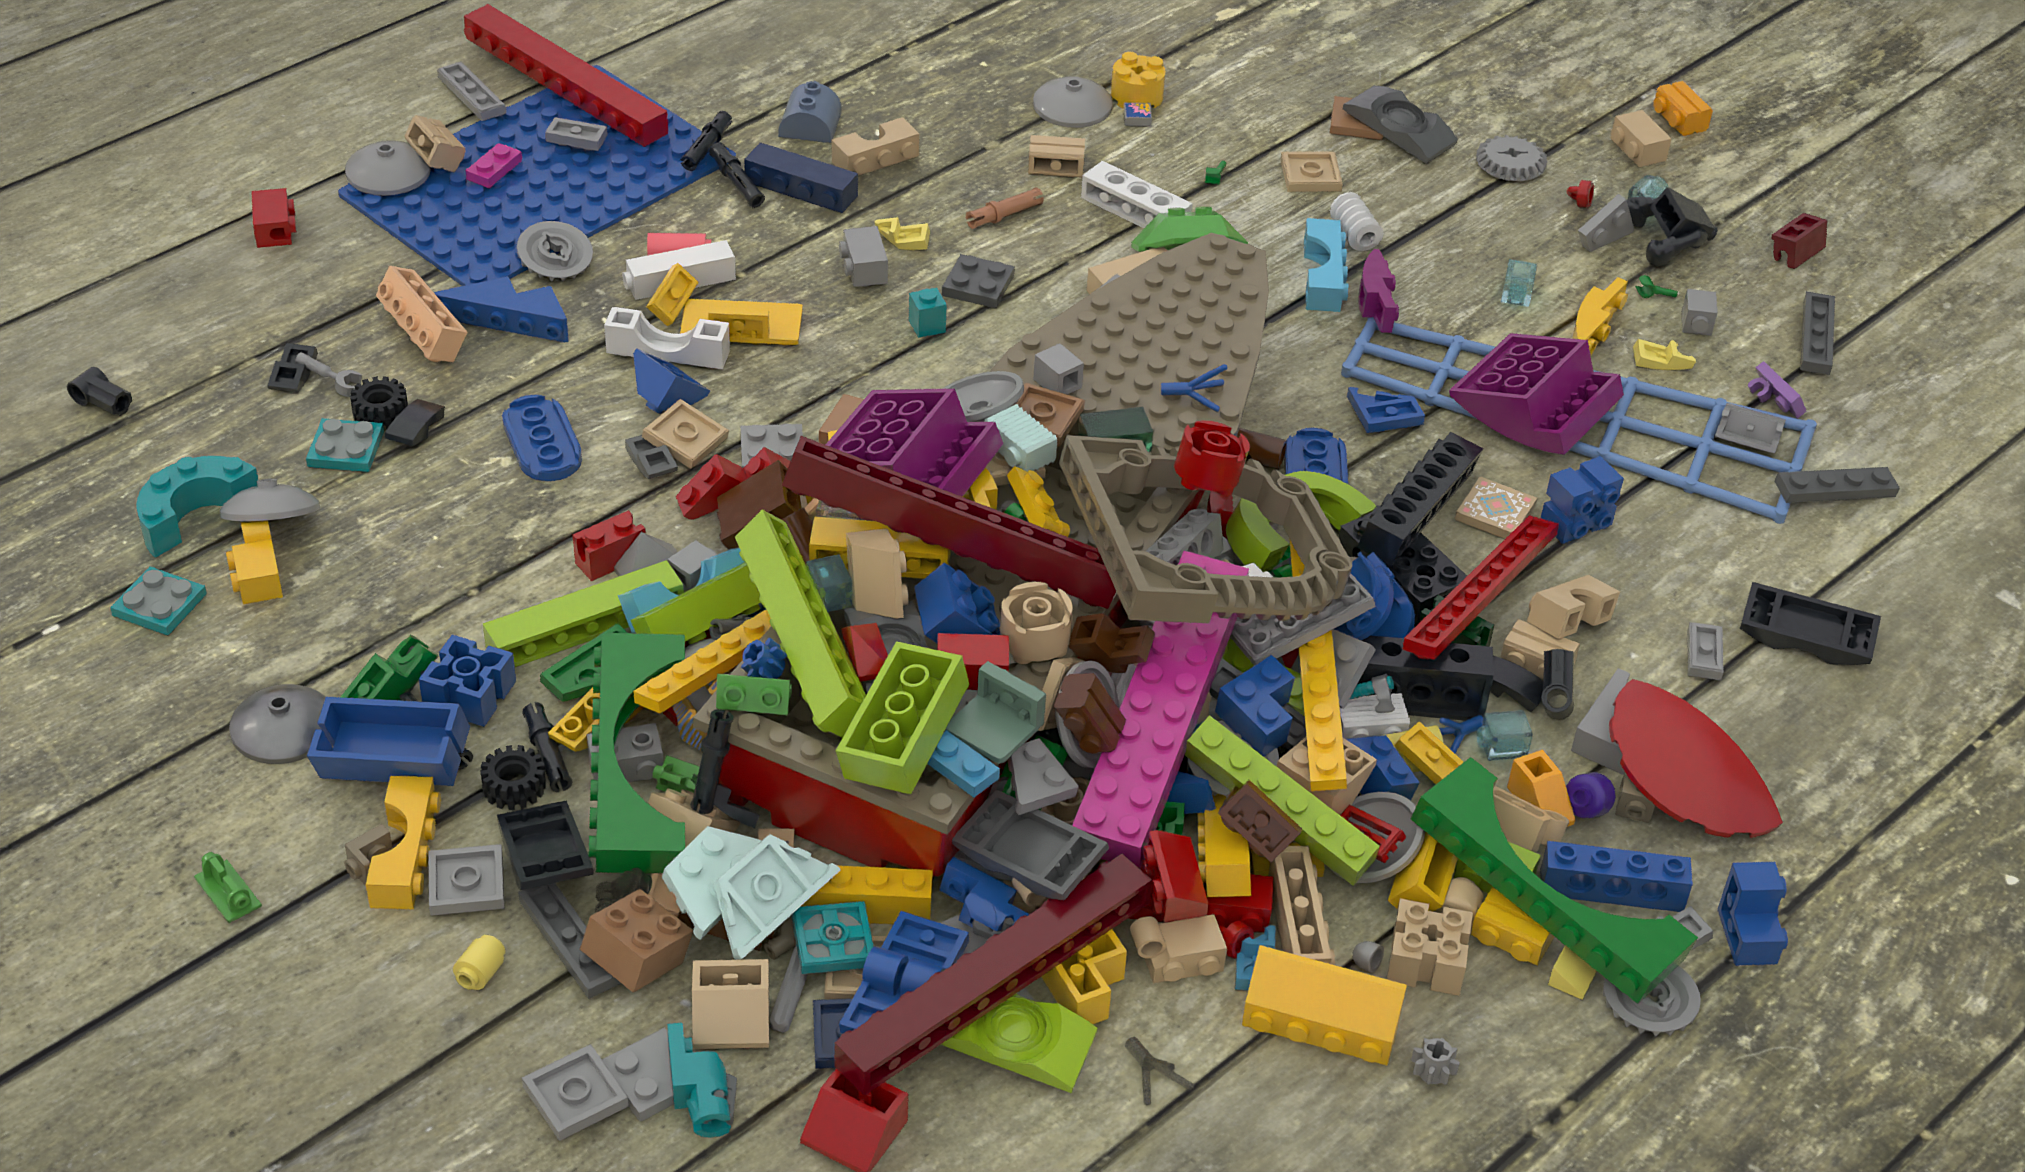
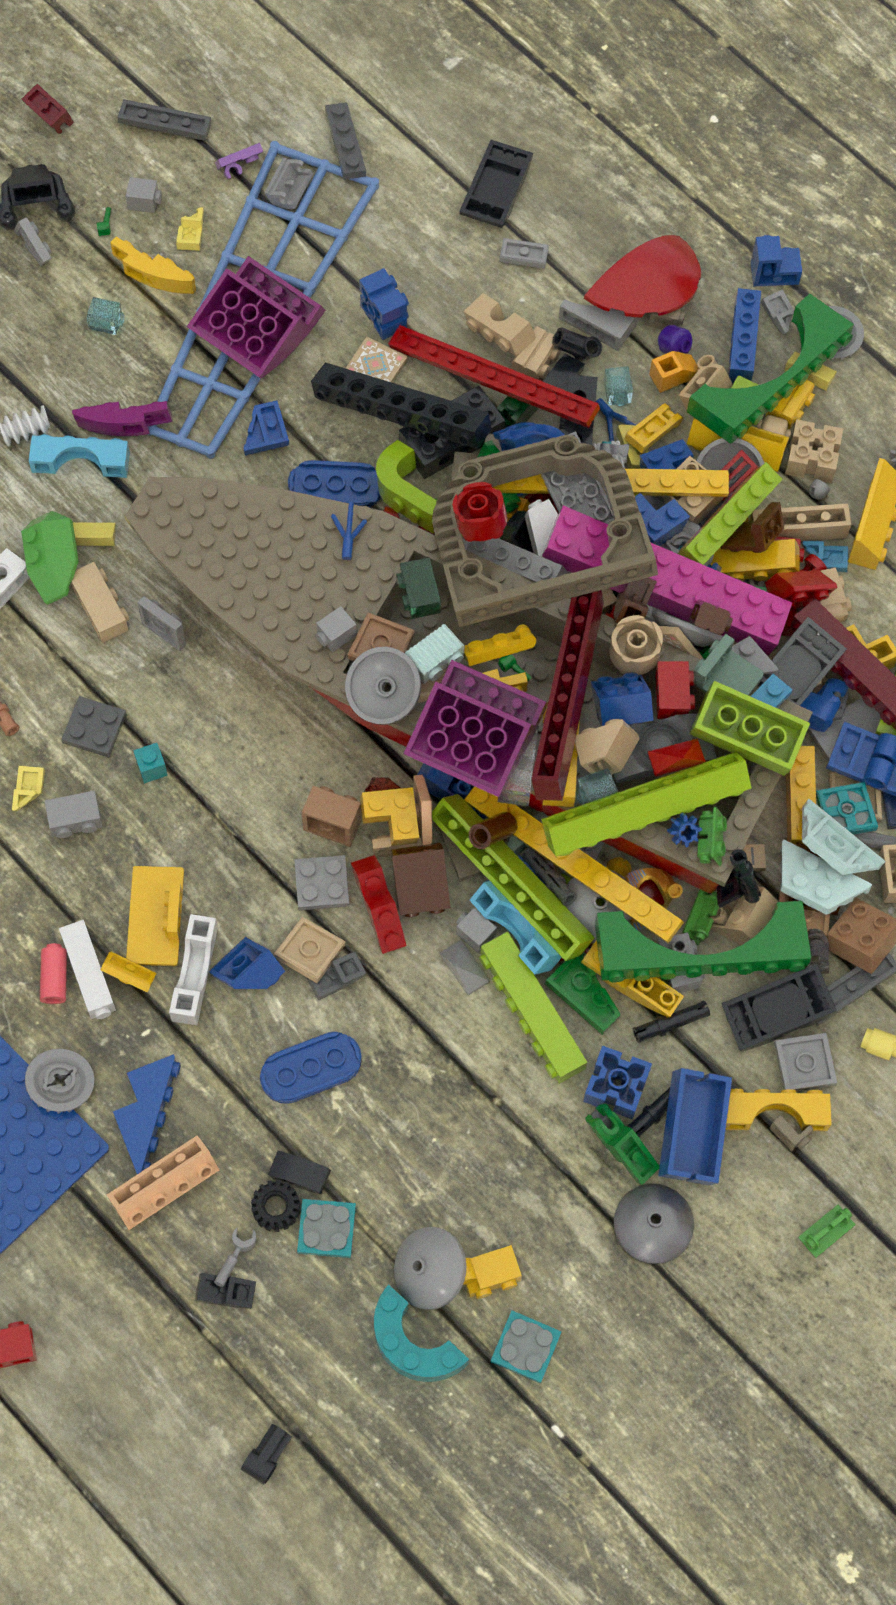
camera: 90 degrees left, 25 degrees up
(509, 763) = (697, 1055): black tyre -> none
(603, 544) = (455, 995): red brick -> none

